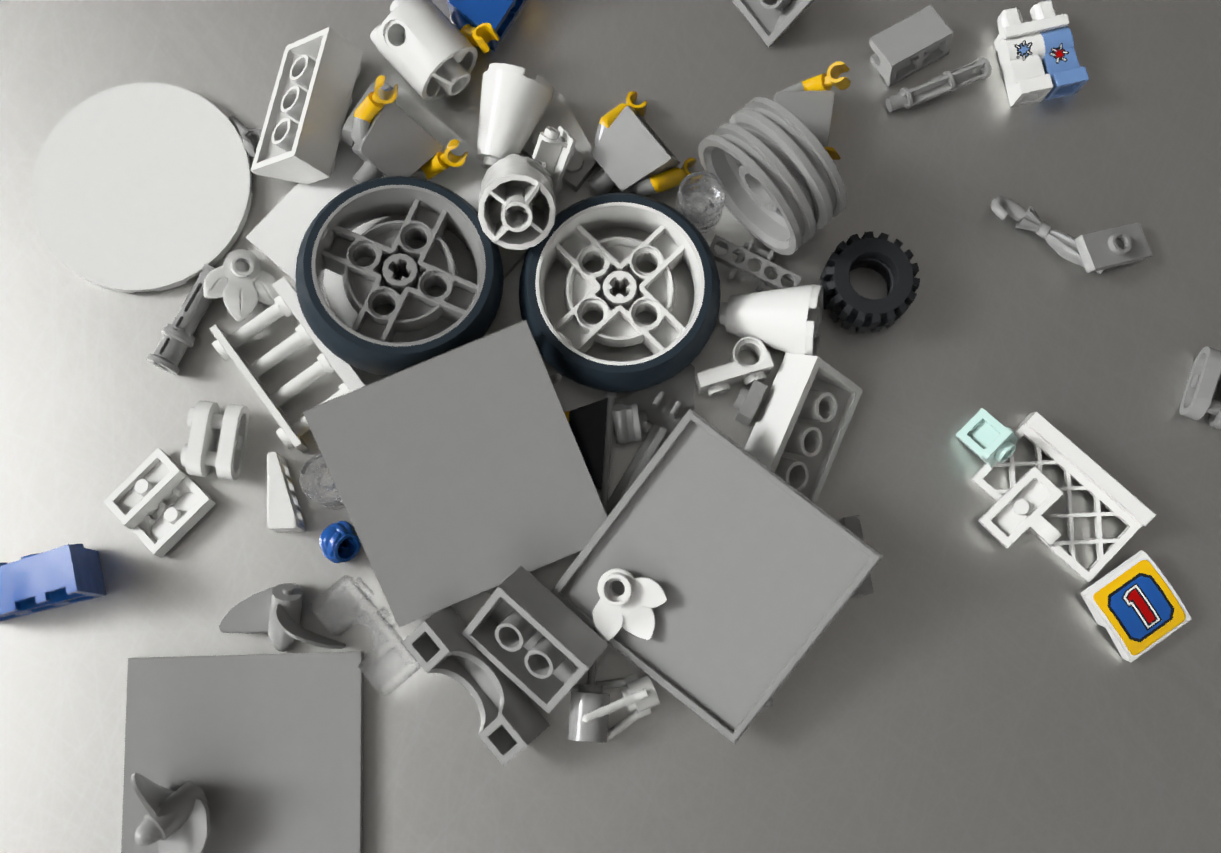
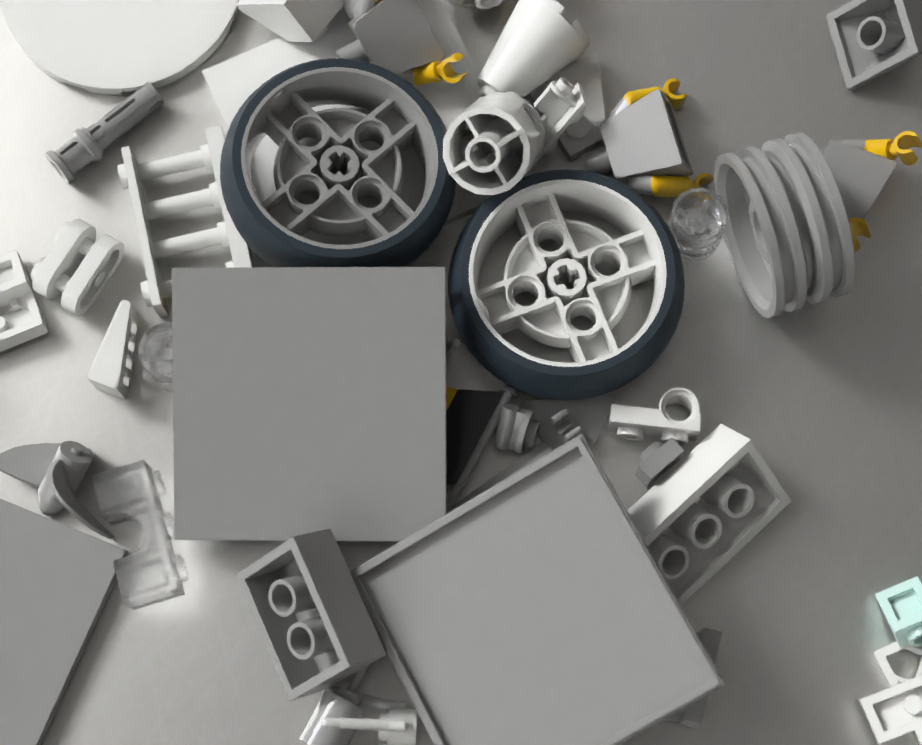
camera: 30 degrees right, 5 degrees down
(240, 289) = (171, 121): white plate -> none
(339, 542) = (153, 425): blue piece -> none
(505, 712) = (246, 682): light grey arch -> none
(627, 610) = (424, 626): white plate -> none
(757, 253) = (740, 322): light grey piece -> none
(779, 317) = (729, 383): white cone -> none
(883, 258) = (866, 357): black tyre -> none

